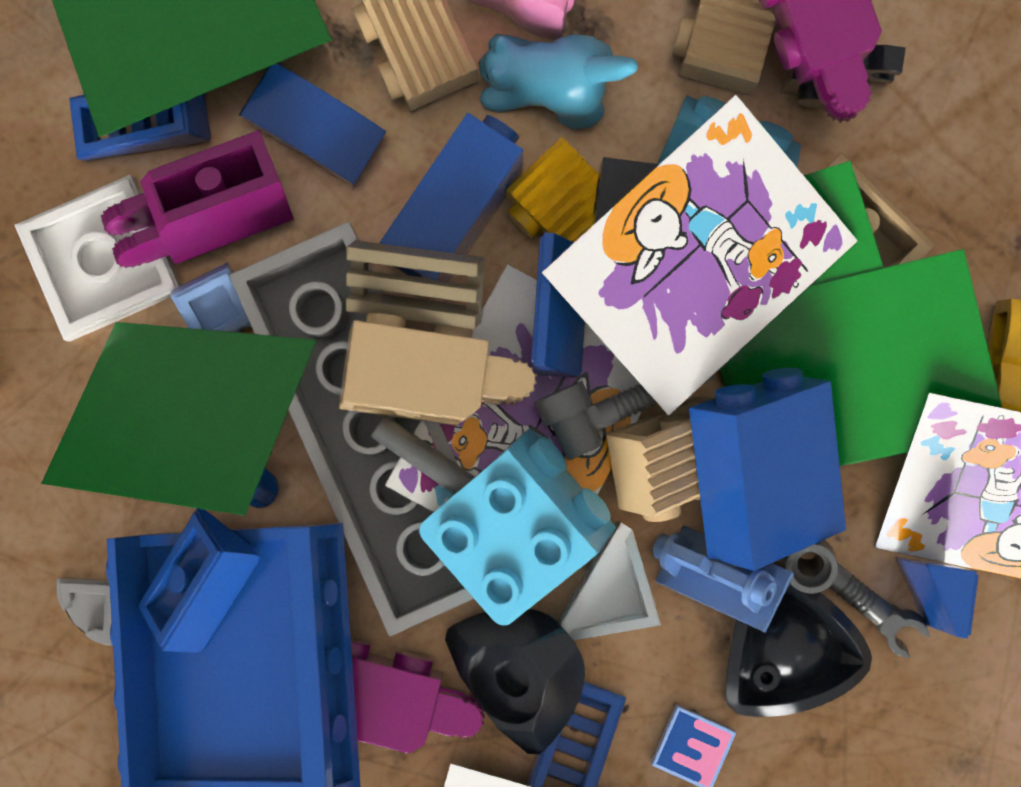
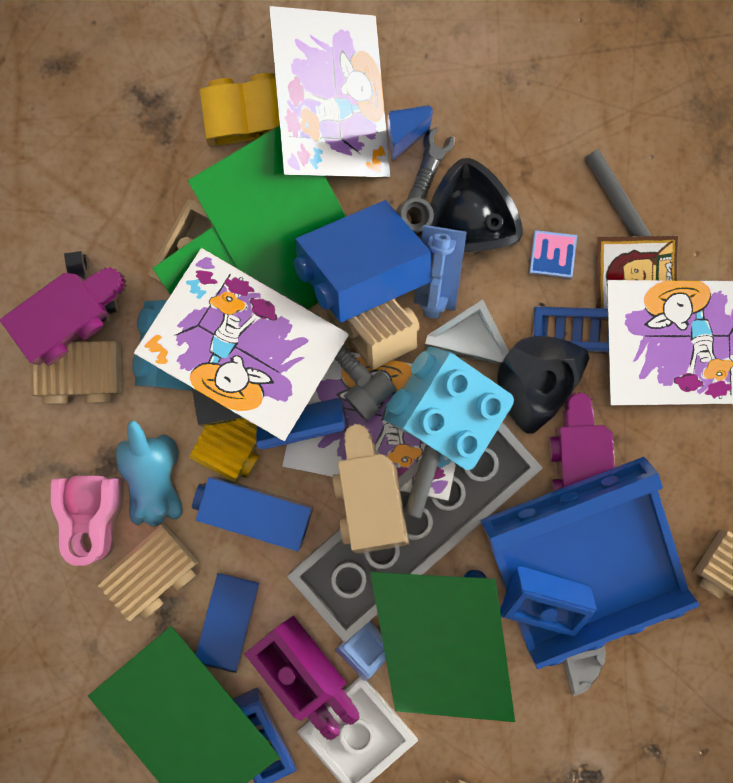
camera: 105 degrees left, 0 degrees up
(365, 302) = (331, 514): dark tan tile -> none

